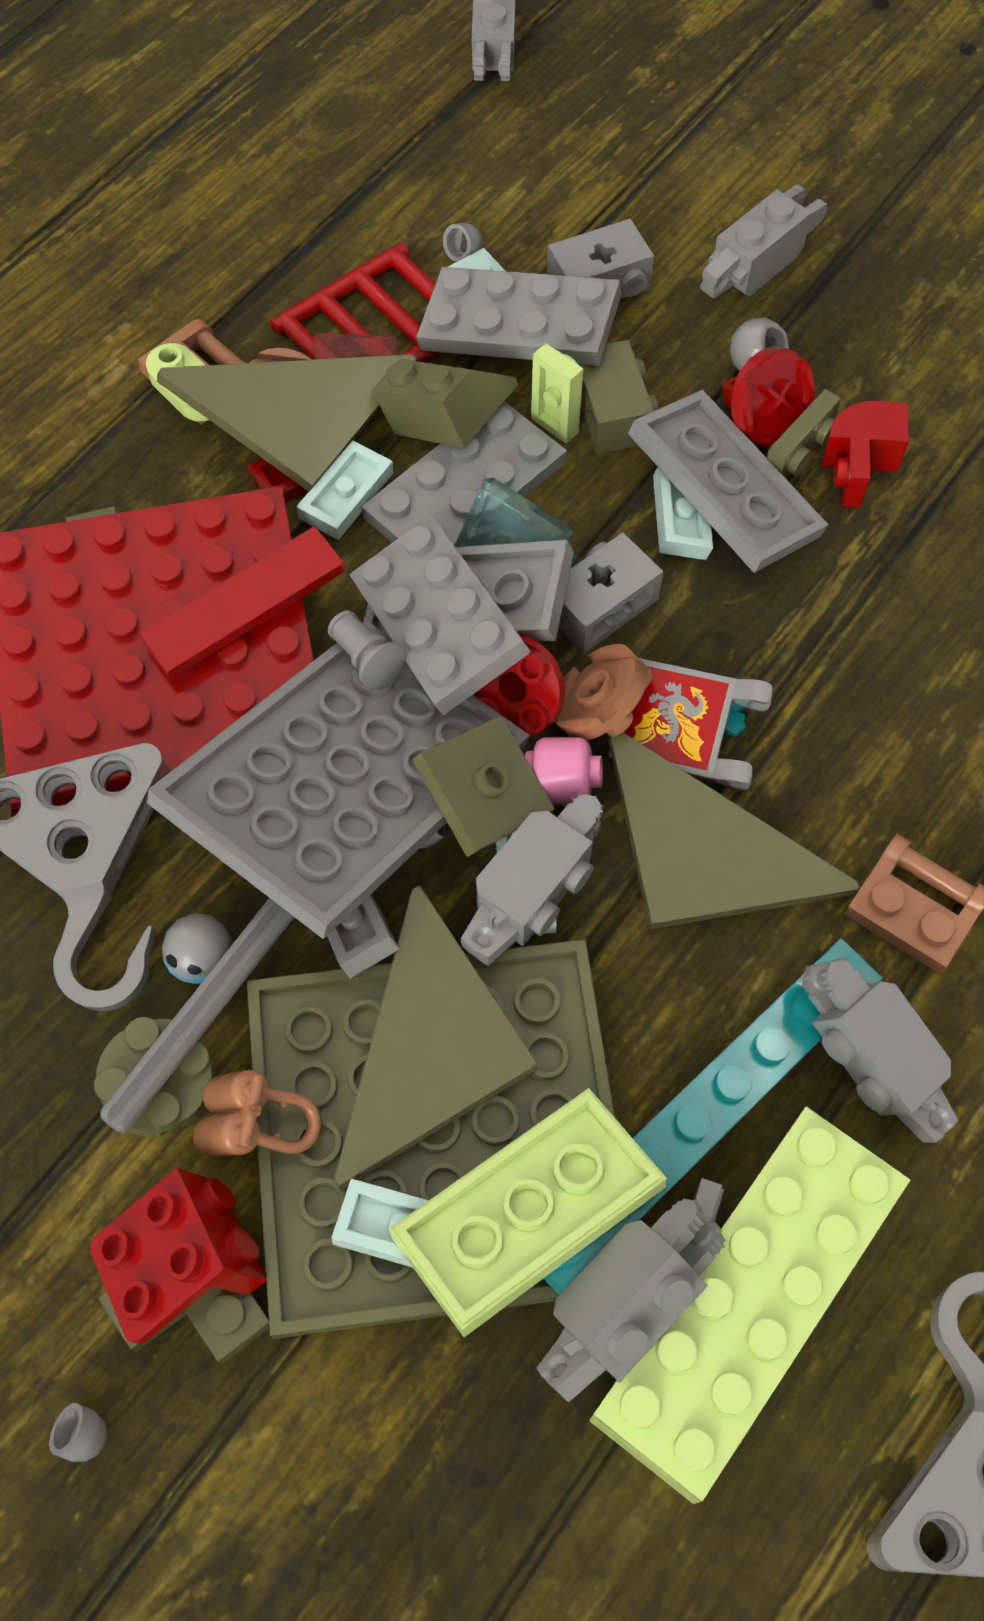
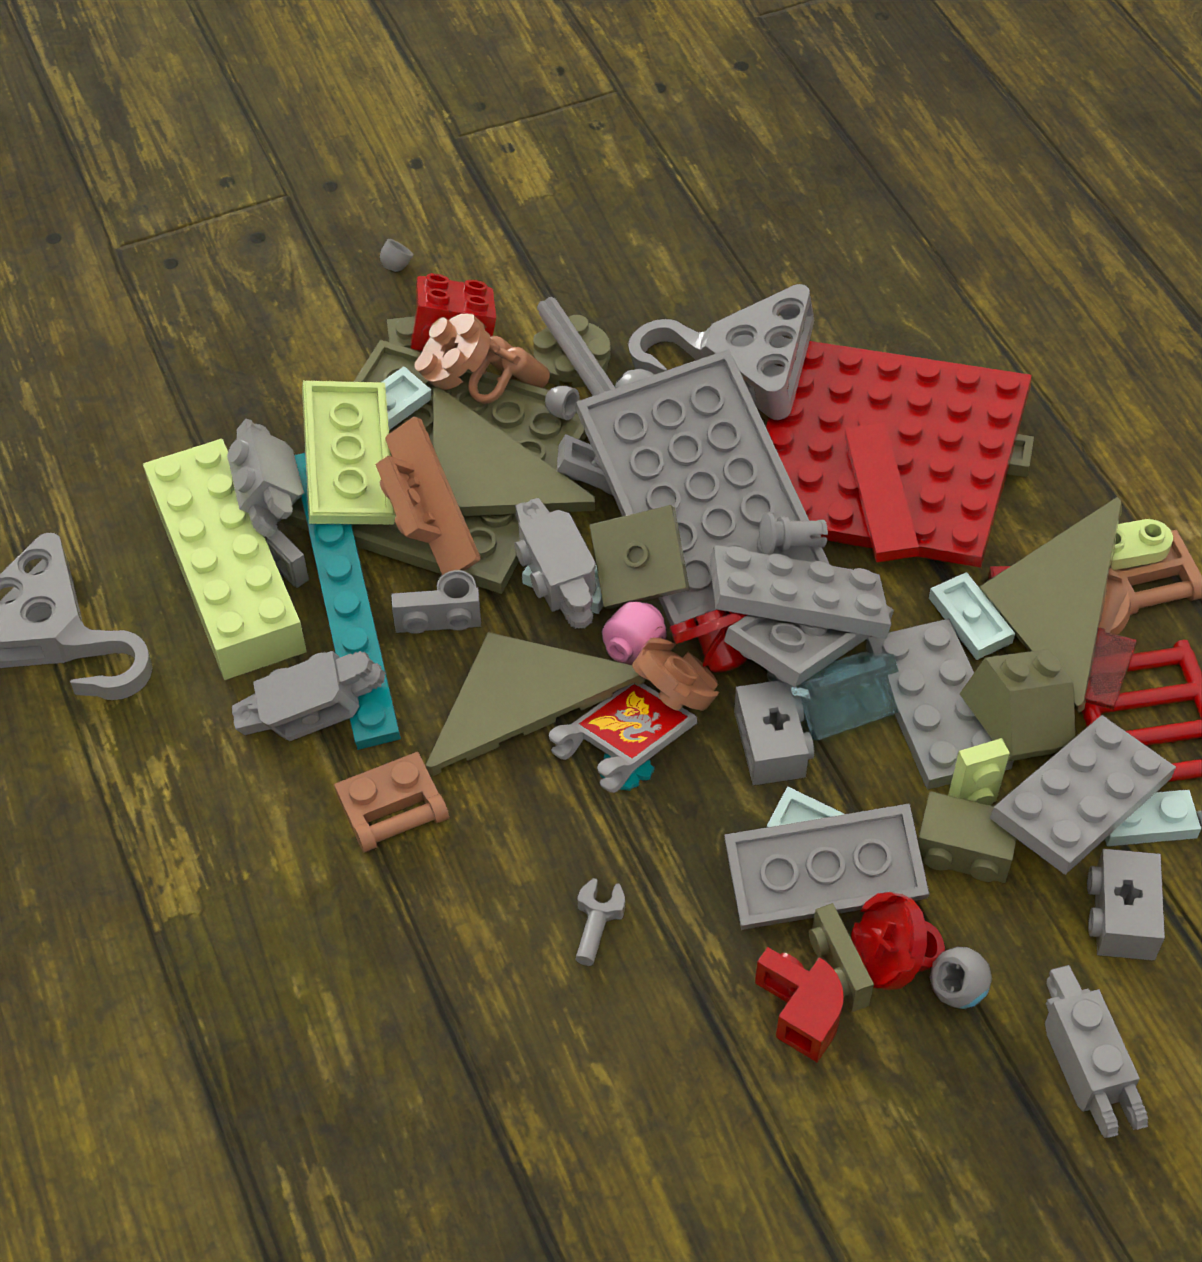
camera: 120 degrees right, 10 degrees down
(249, 1155) = (452, 350): none -> nougat plate
(276, 1011) = (562, 401): none -> light grey hinge
(545, 1064) = (424, 498): none -> nougat bracket
(677, 1009) = (451, 606): none -> light grey plate
(897, 651) = (597, 915): none -> light grey bar

